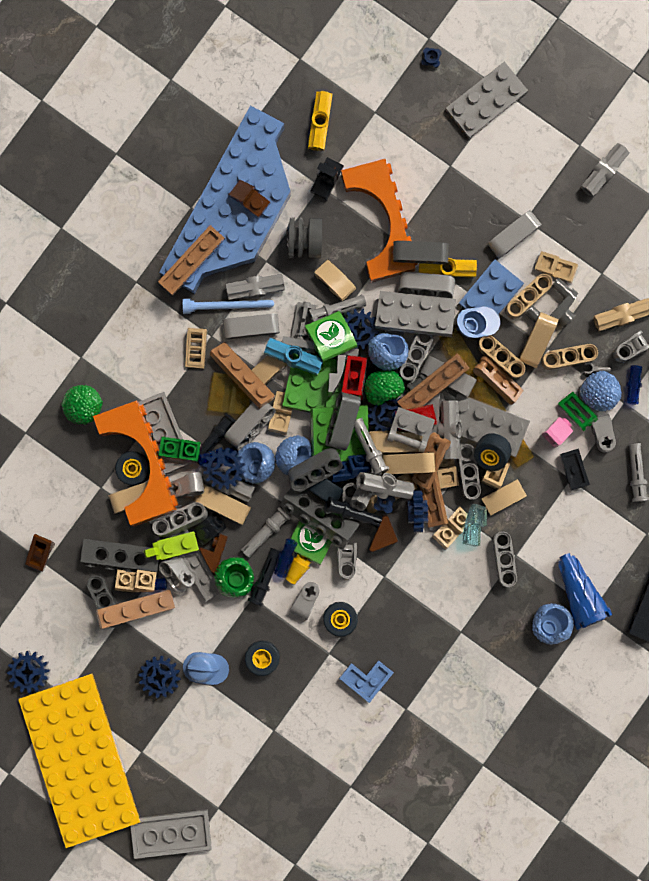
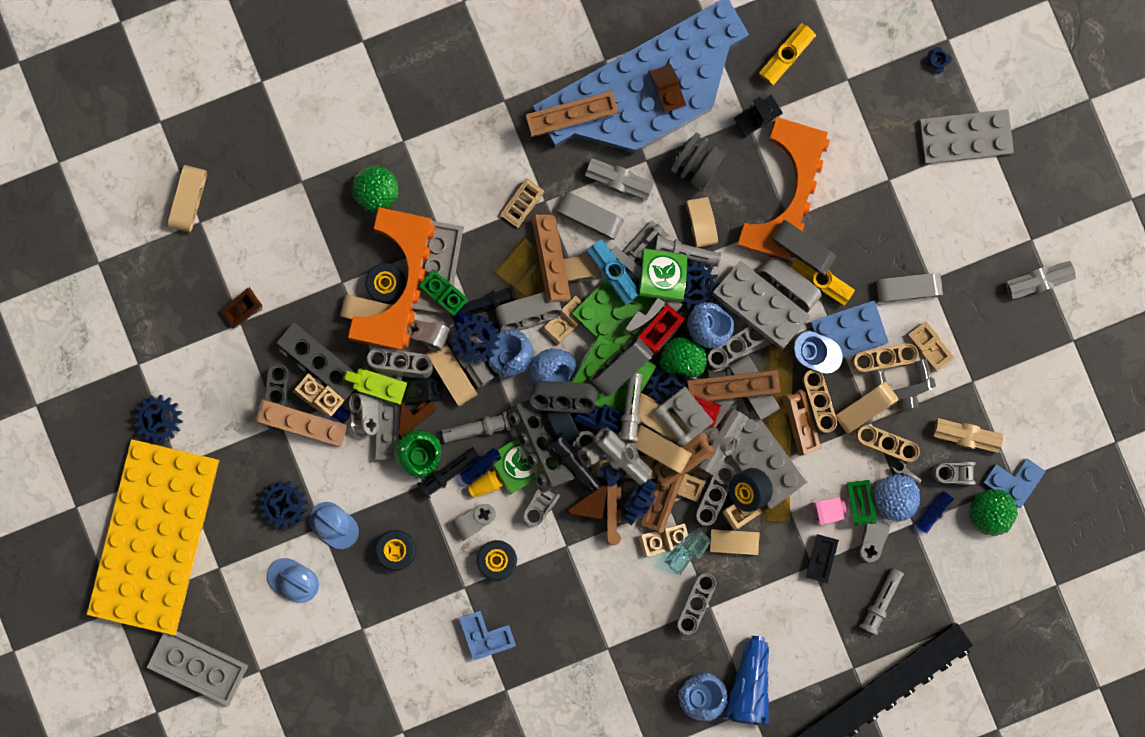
camera: 25 degrees right, 0 degrees up
(190, 306) = (543, 158): light blue piece -> none
(201, 727) = (293, 580): none -> medium blue piece
(404, 532) = (613, 514): none -> medium nougat plate

